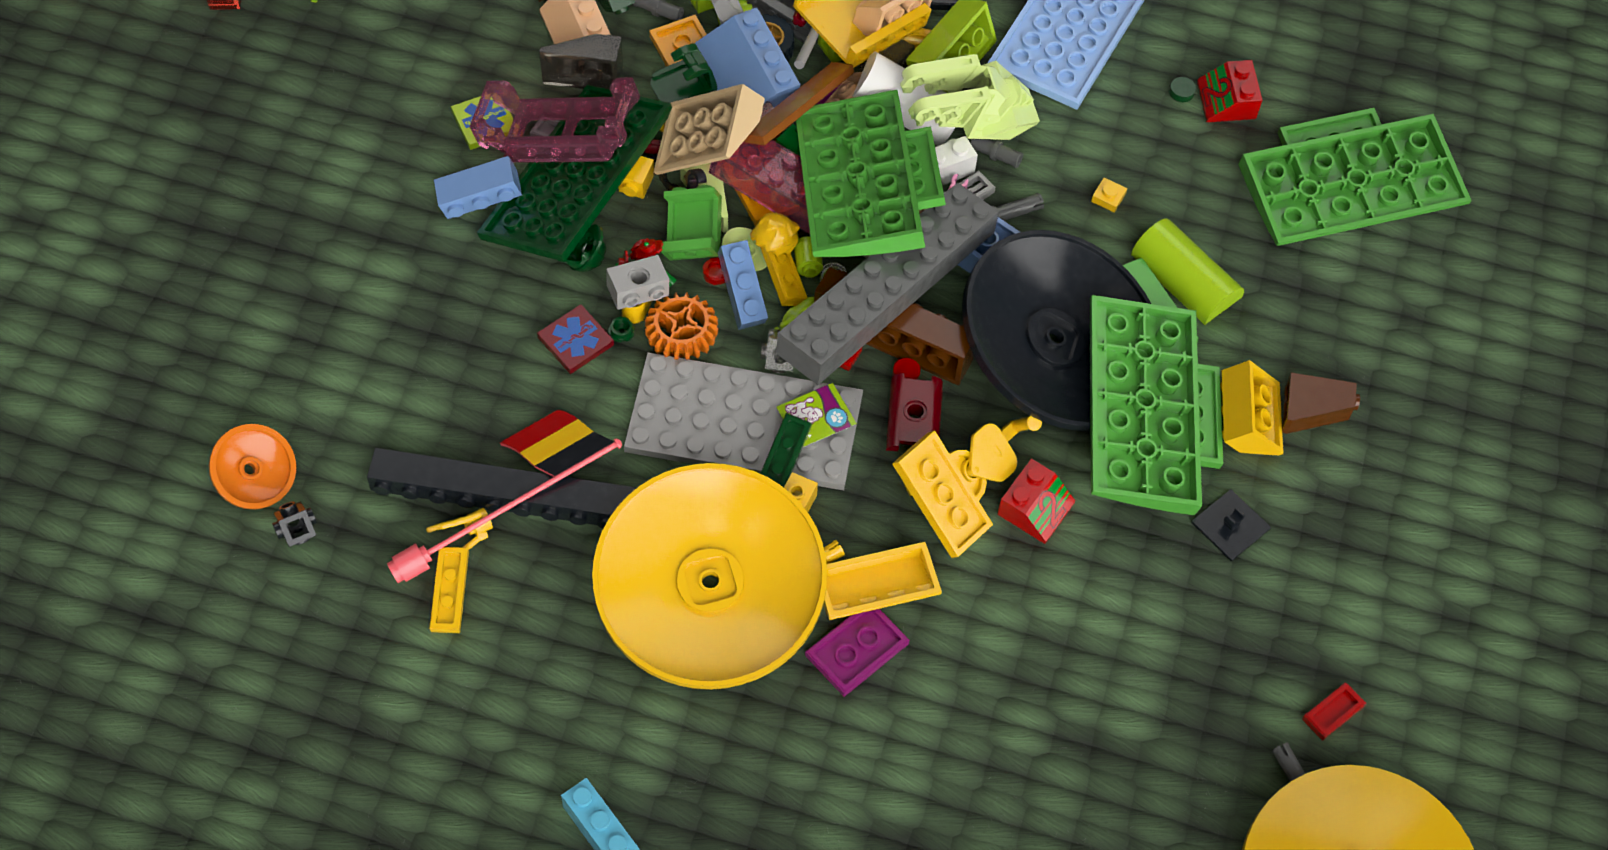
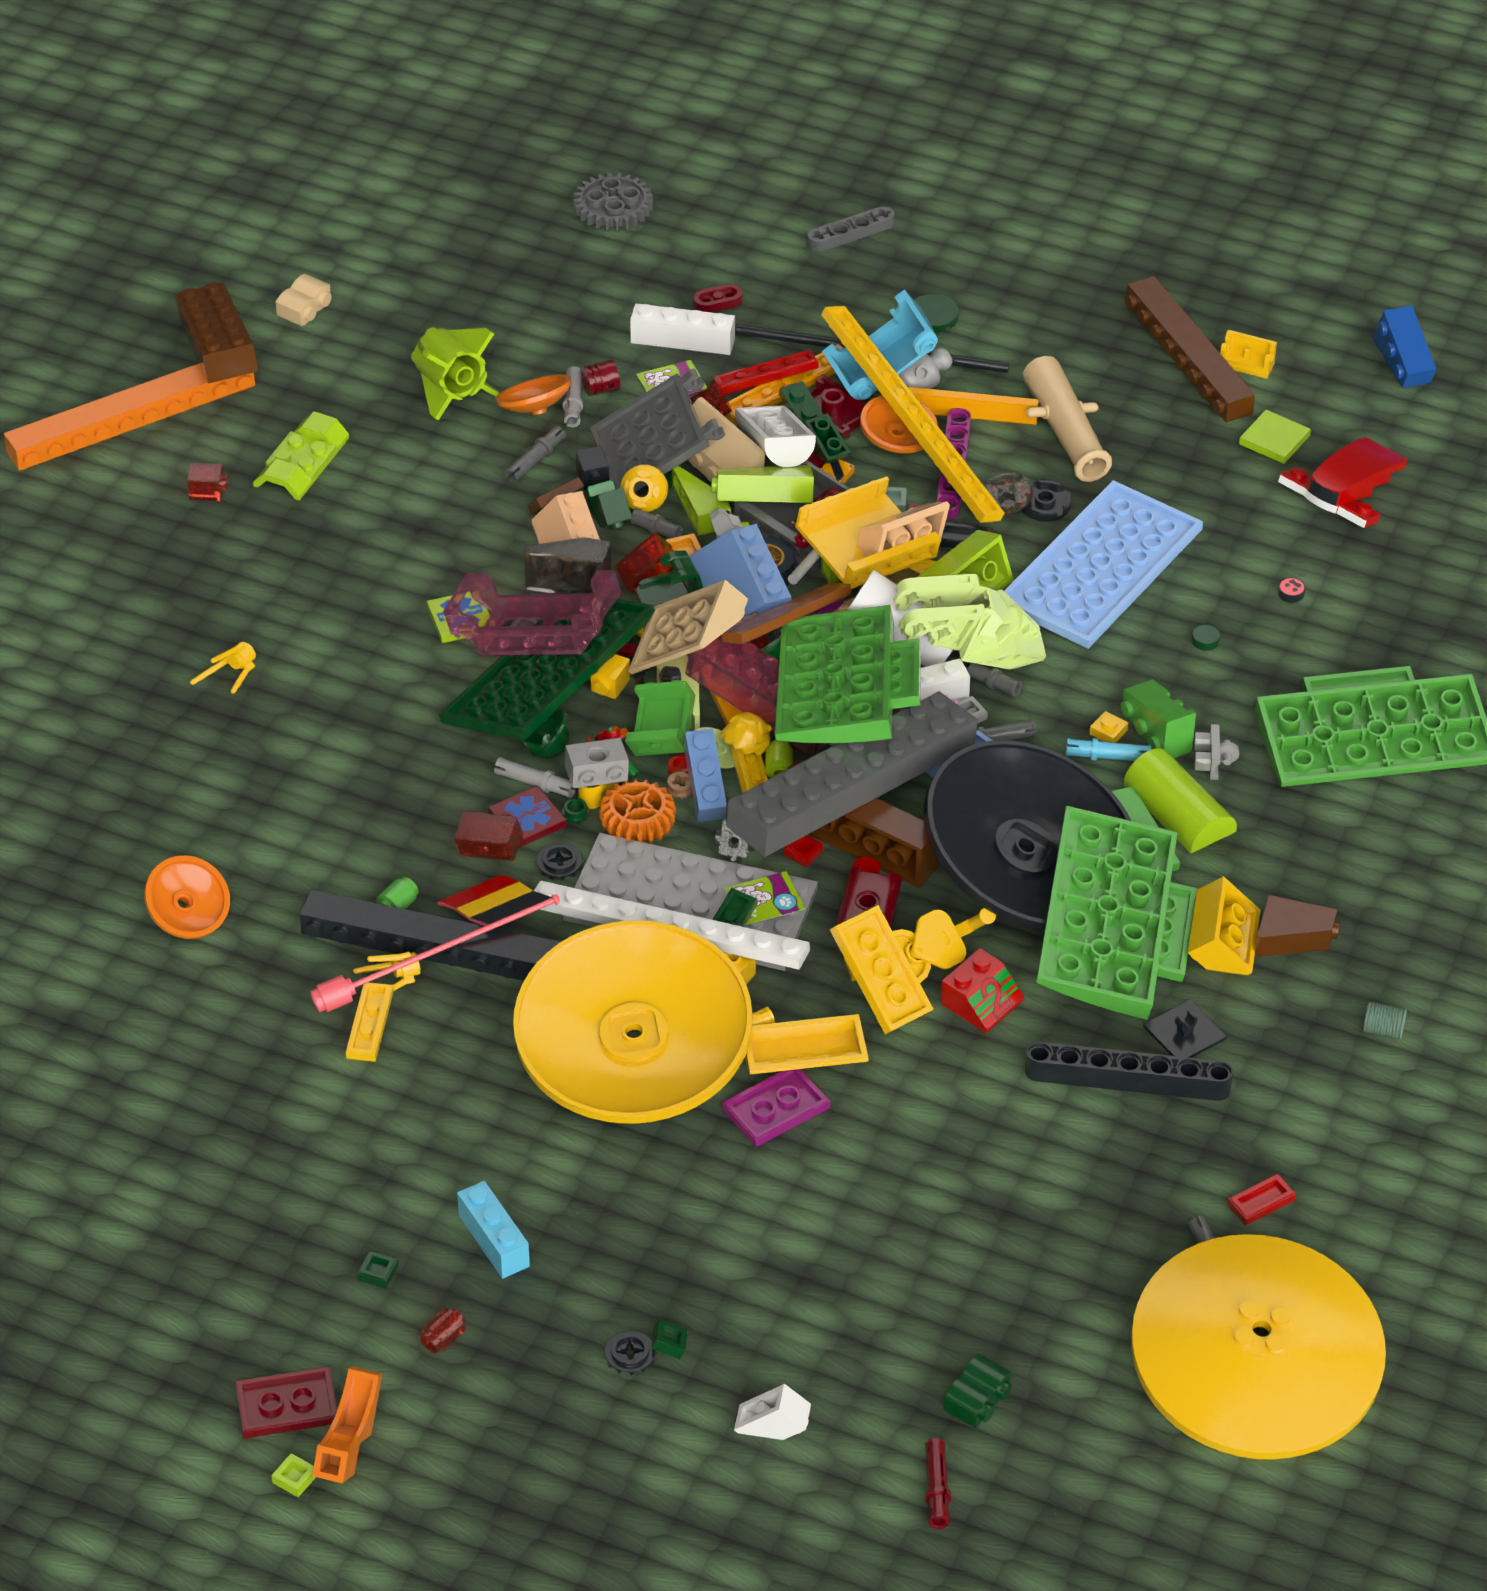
camera: 10 degrees right, 15 degrees down
(275, 184) = (238, 658): none -> yellow plant
(301, 530) = (232, 955): brick -> none
(460, 443) = (399, 893): none -> bright green brick
(477, 187) = (444, 672): medium blue brick -> none
(541, 367) = (488, 836): none -> clear red brick
(588, 298) = (546, 781): none -> light grey pin
(620, 379) = (570, 857): none -> black gear
(654, 52) = (644, 562): none -> clear red brick
(715, 298) = (675, 789): none -> medium nougat bush
(779, 467) = (725, 936): none -> white plate
(1112, 220) = (1104, 749): none -> medium azure pin
(1156, 183) = (1159, 718): none -> bright green wedge
(1199, 572) = (1128, 1071): none -> black beam
(1215, 214) = (1209, 761): none -> light grey hips
(1230, 92) = (1256, 642): red slope -> none
(1251, 32) = (1291, 590): none -> tile
(1417, 499) = (1384, 1020): none -> sand green piece

